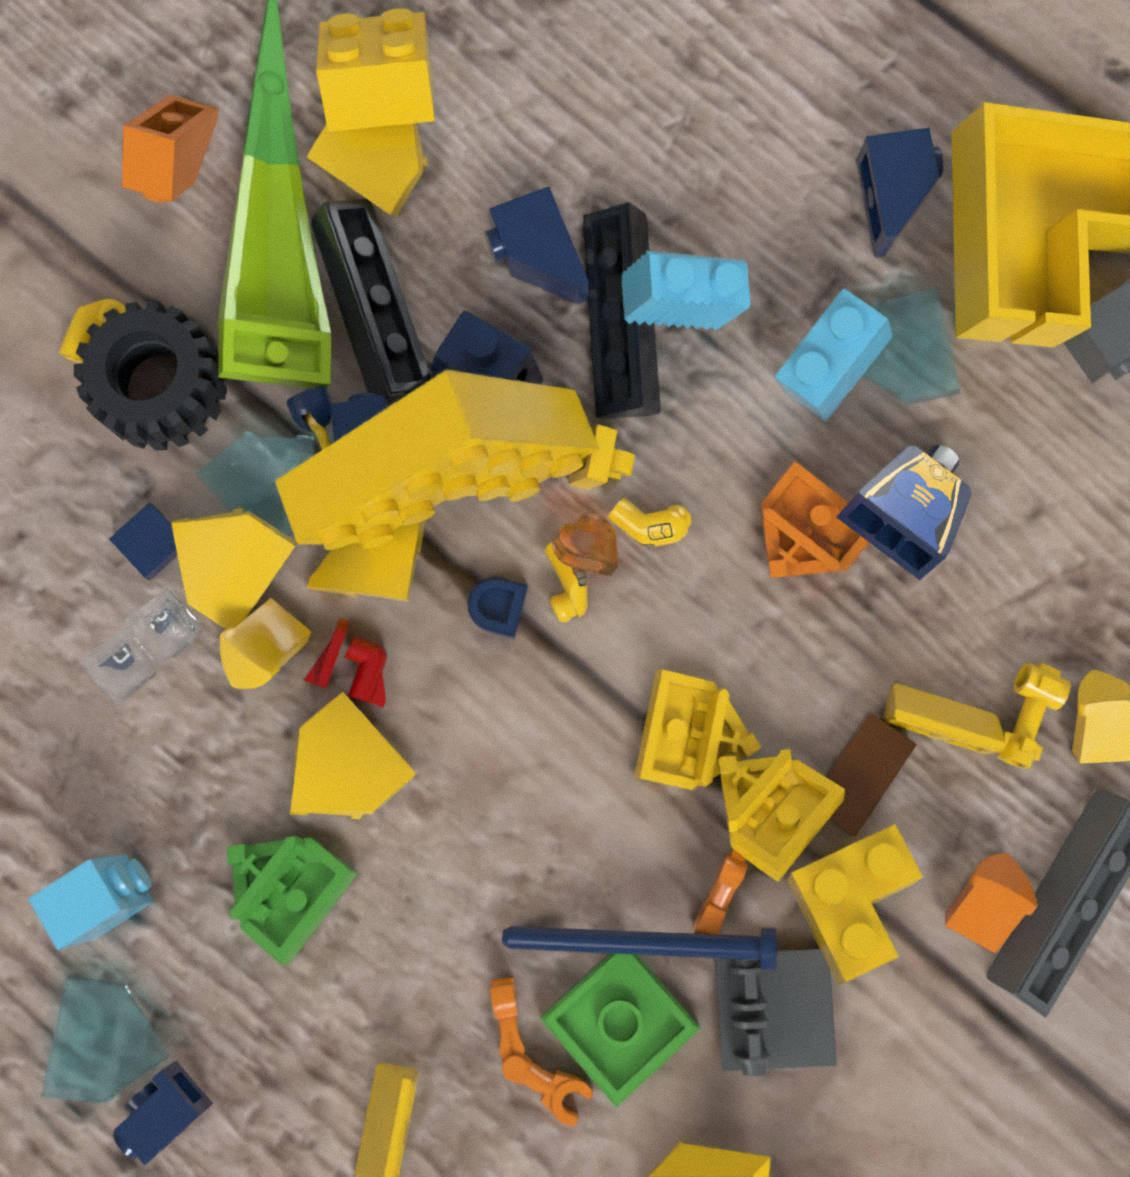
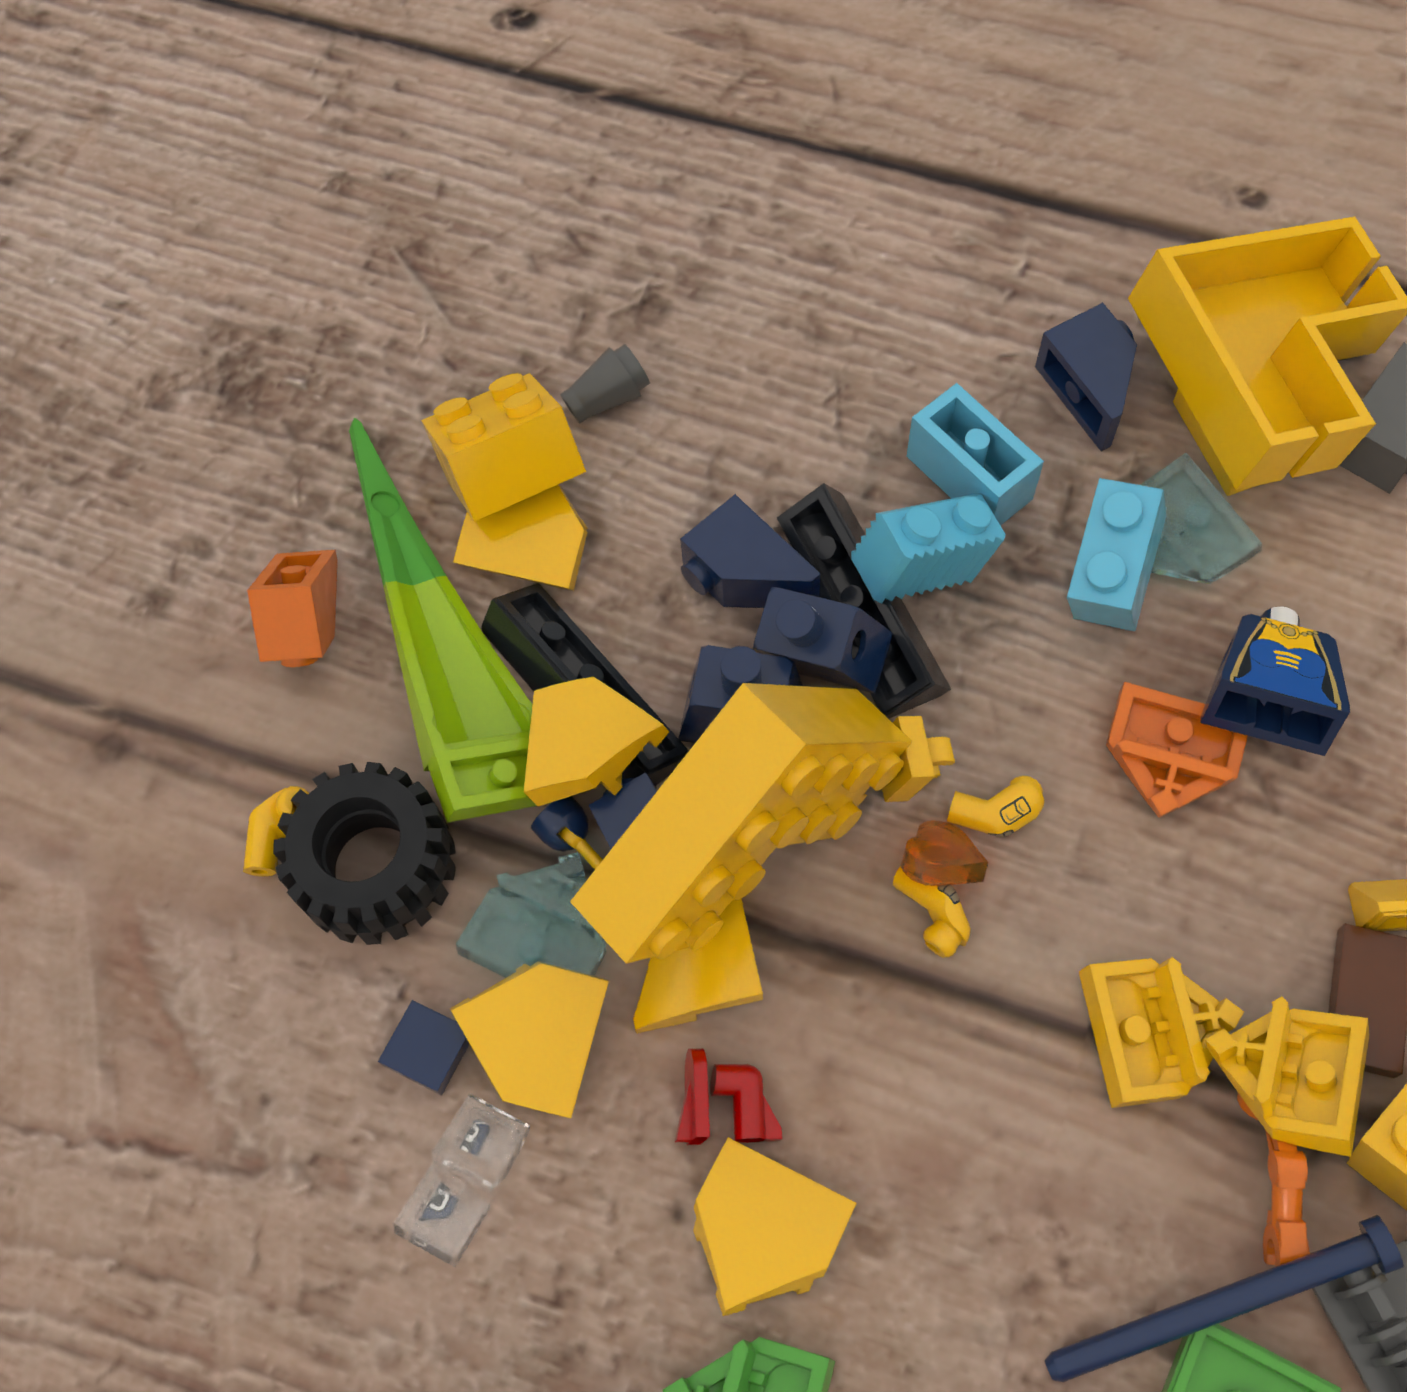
camera: 15 degrees left, 15 degrees down
(261, 645) = (608, 1120): yellow tile -> none
(345, 350) = (583, 738): none -> yellow slope
(489, 43) = (606, 384): none -> dark grey cone
(497, 605) = (865, 967): dark blue tile -> none
(560, 337) = (821, 636): none -> dark blue torso
(758, 224) = (973, 453): none -> medium azure brick

